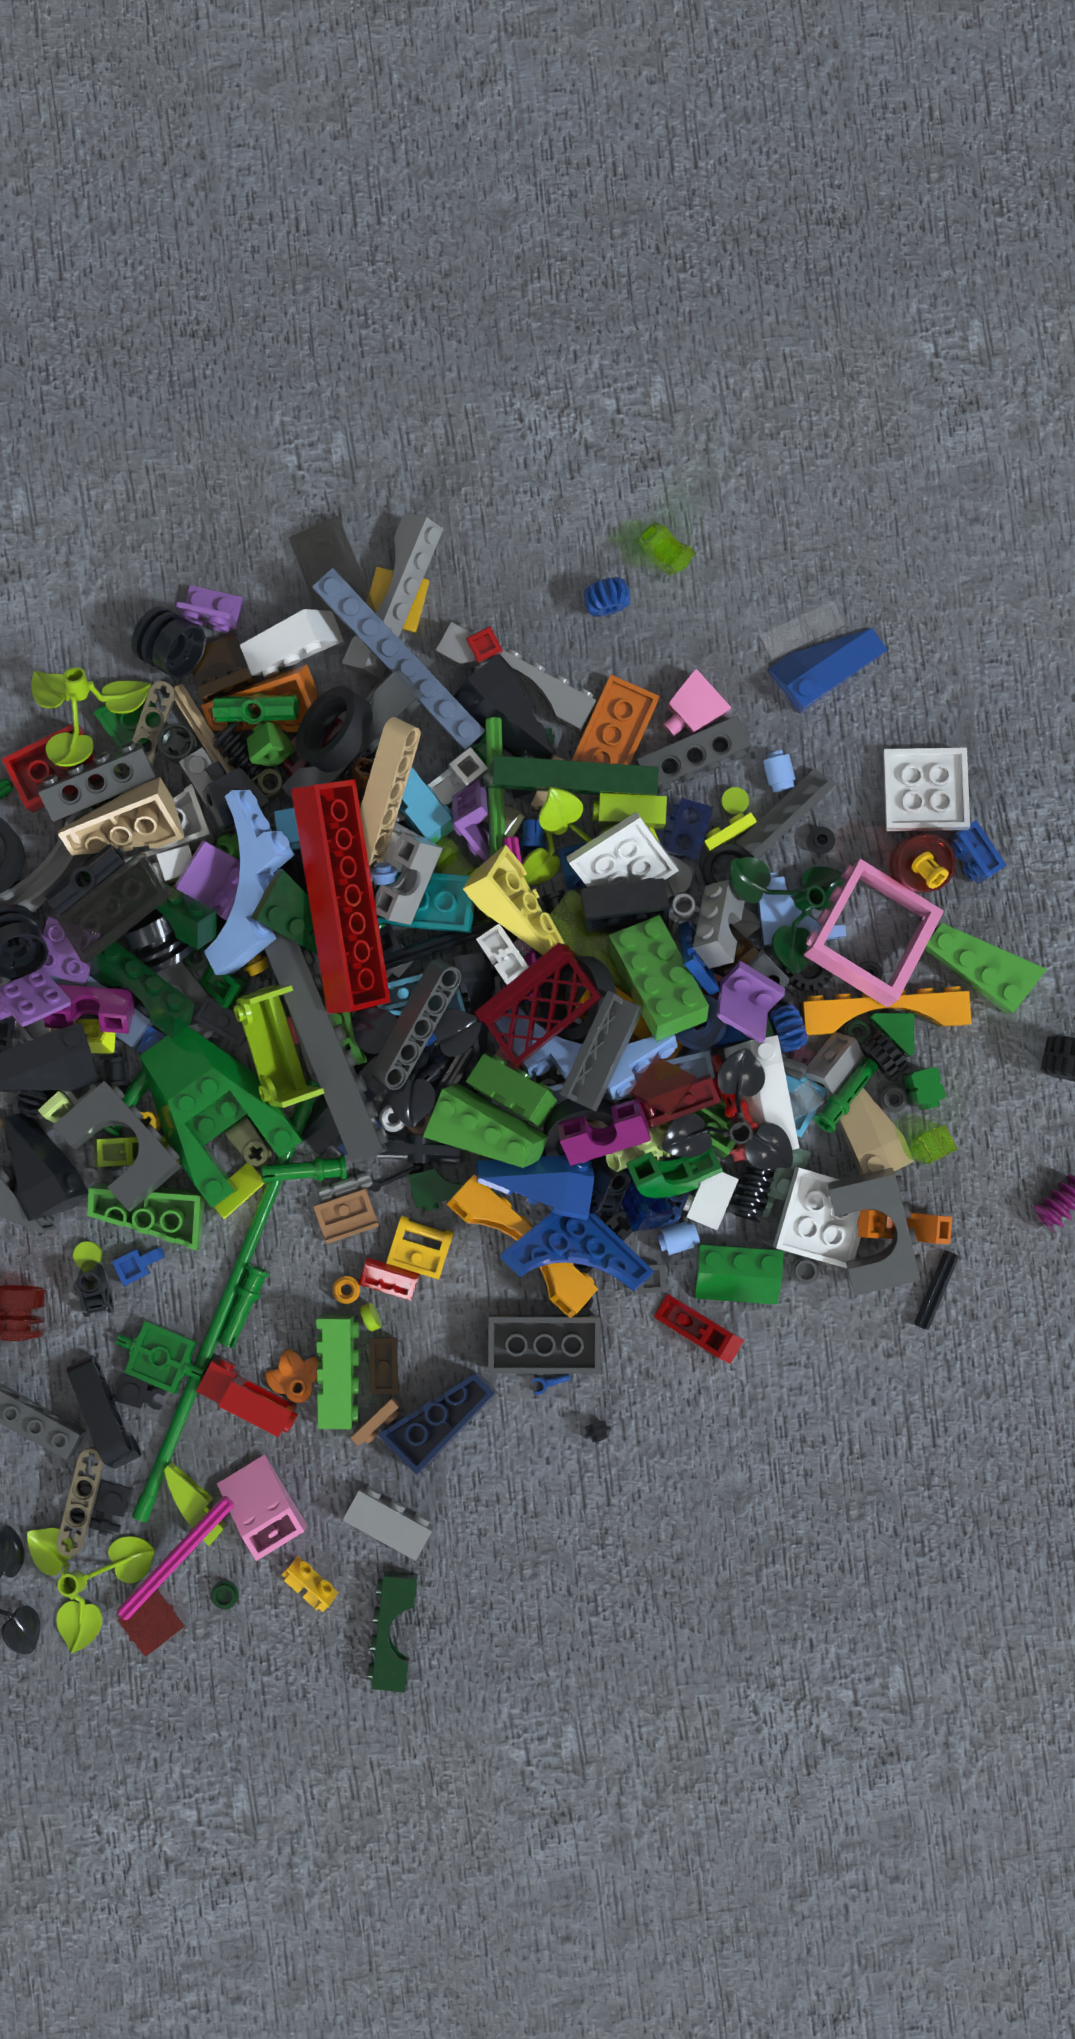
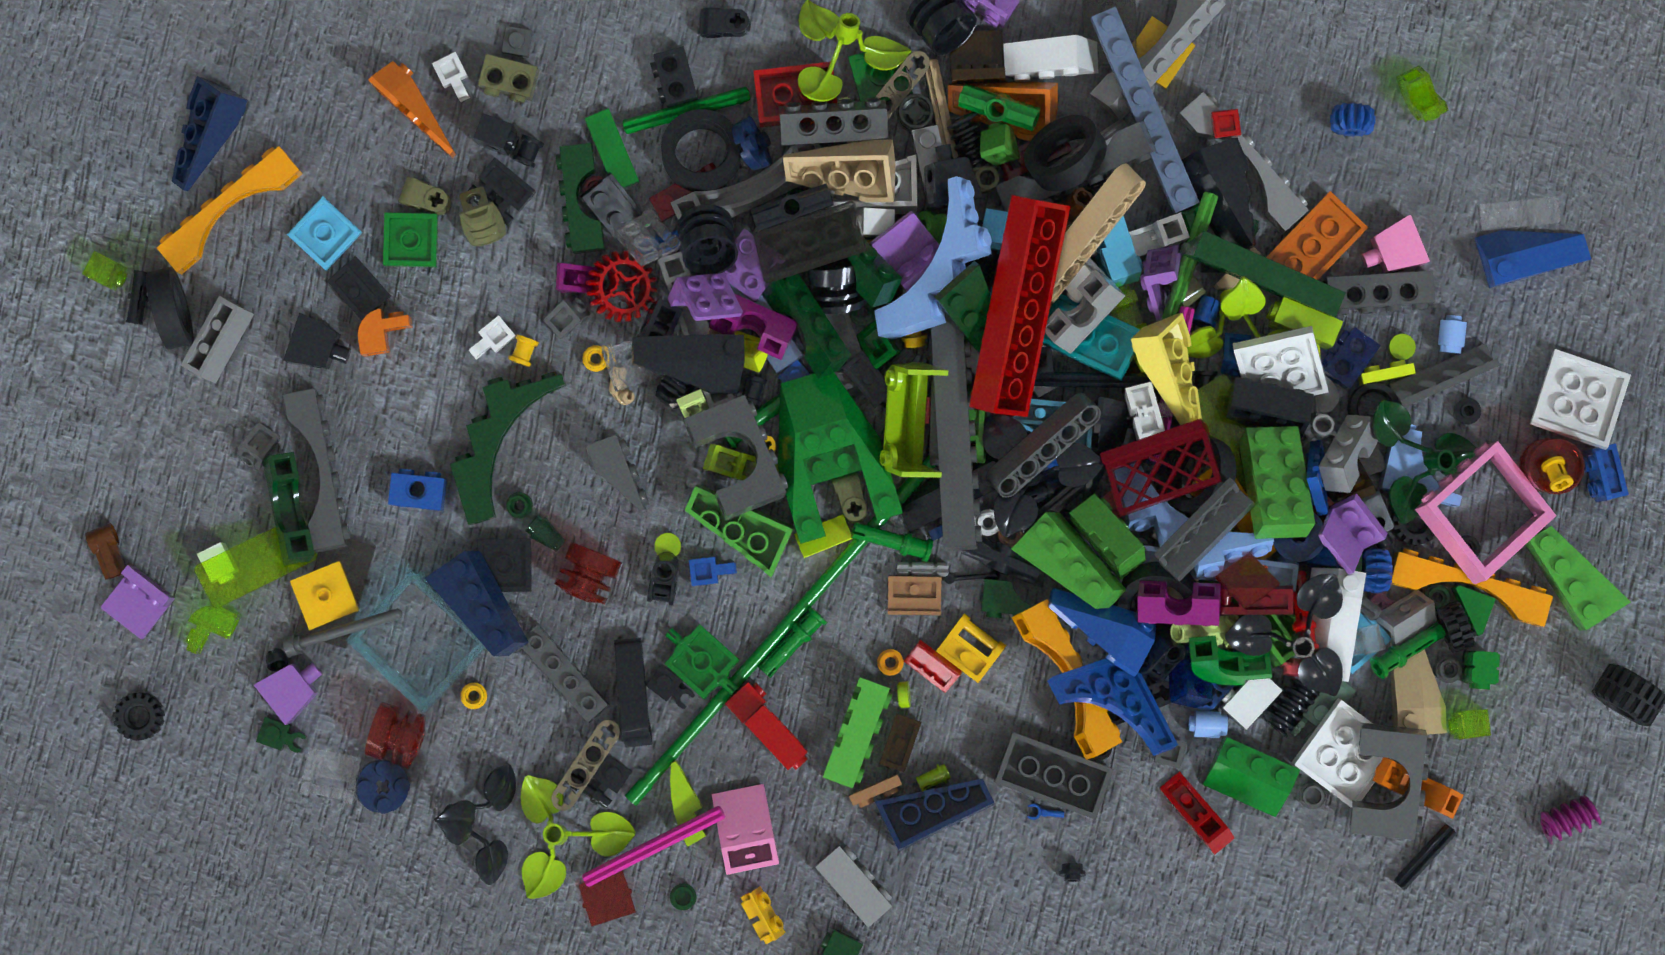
camera: 20 degrees right, 0 degrees up
(29, 831) = (753, 143): none -> dark blue plate
(42, 1172) = (659, 460): black wedge -> none
(292, 1372) = (815, 719): orange plate -> none
(383, 873) = (1063, 299): medium blue plate -> none
(429, 1387) = (933, 777): none -> lime pin

